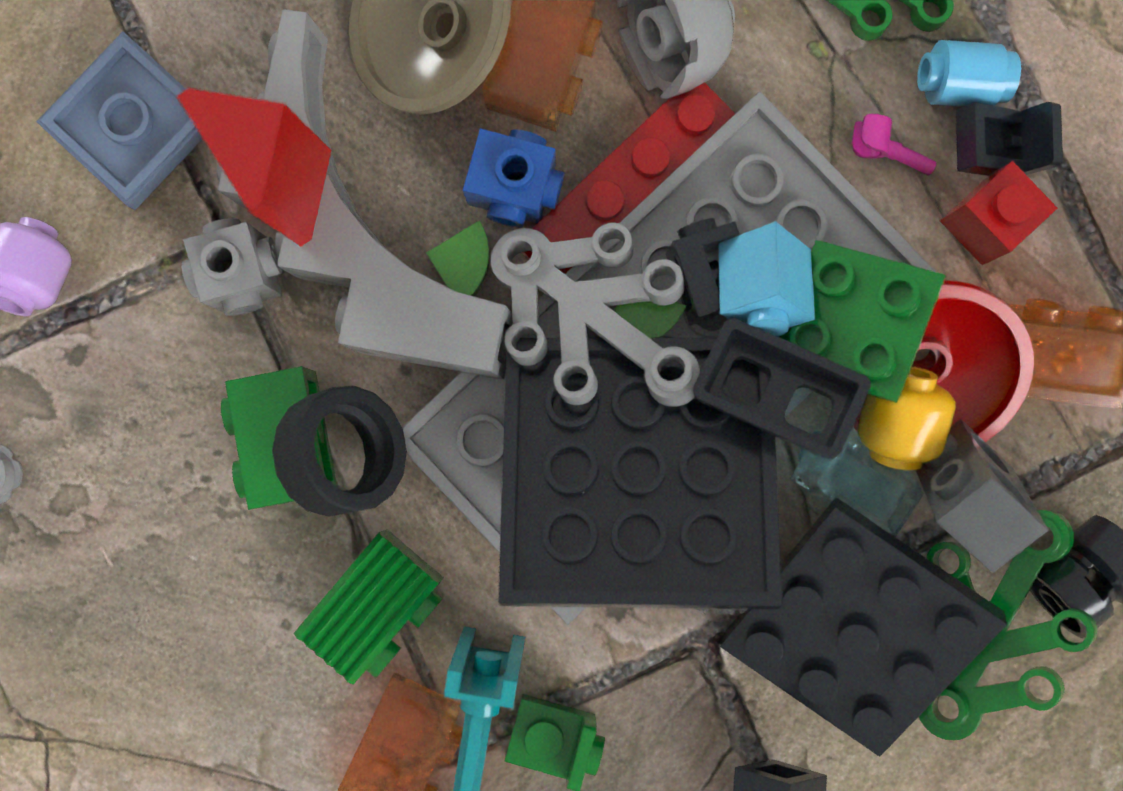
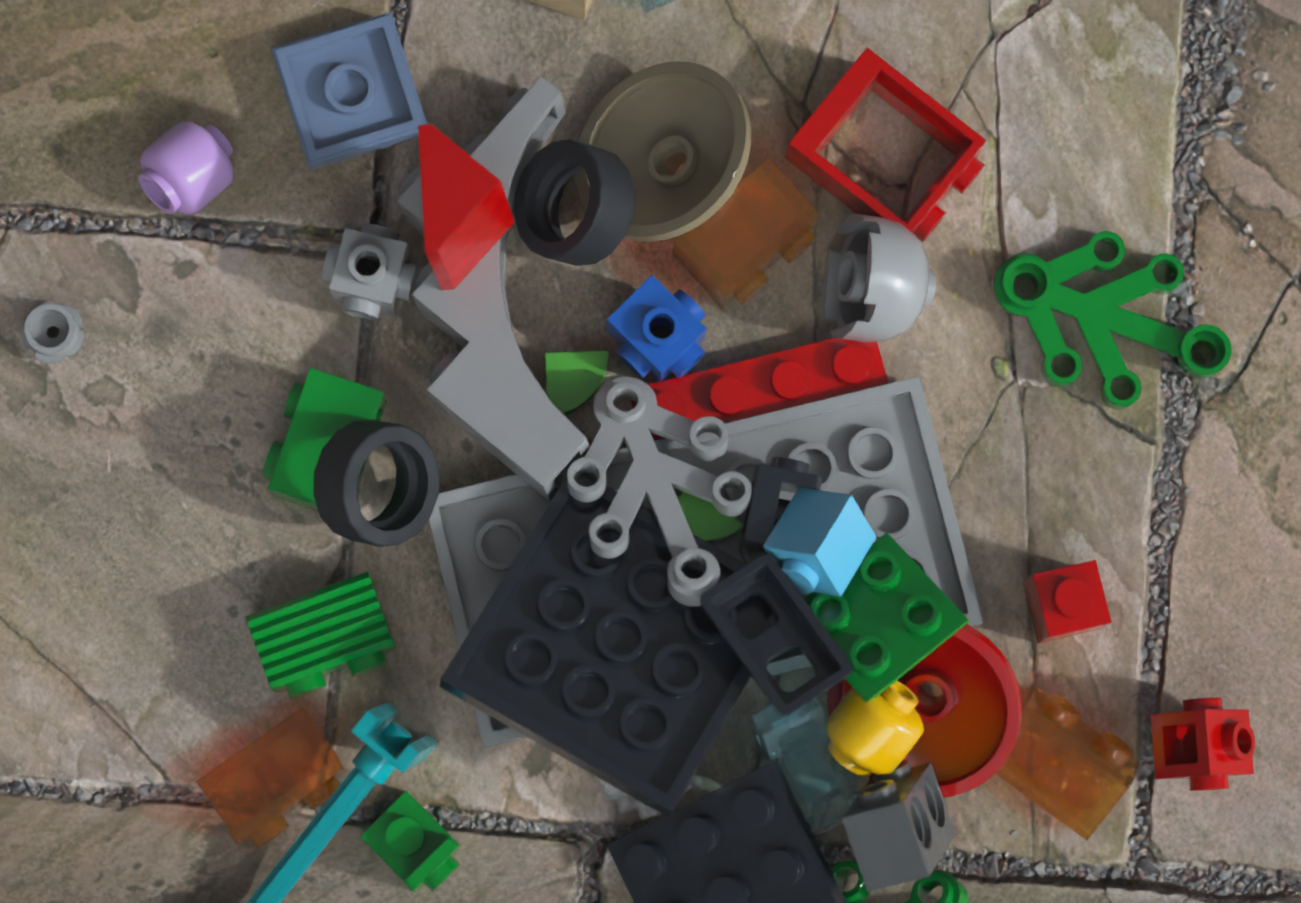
camera: 20 degrees right, 5 degrees down
(409, 101) = (606, 214): none -> black tyre
(873, 141) = (999, 476): dark pink hand -> none
(968, 73) = (1115, 465): medium azure brick -> none
(997, 135) = (1119, 542): black bracket -> none

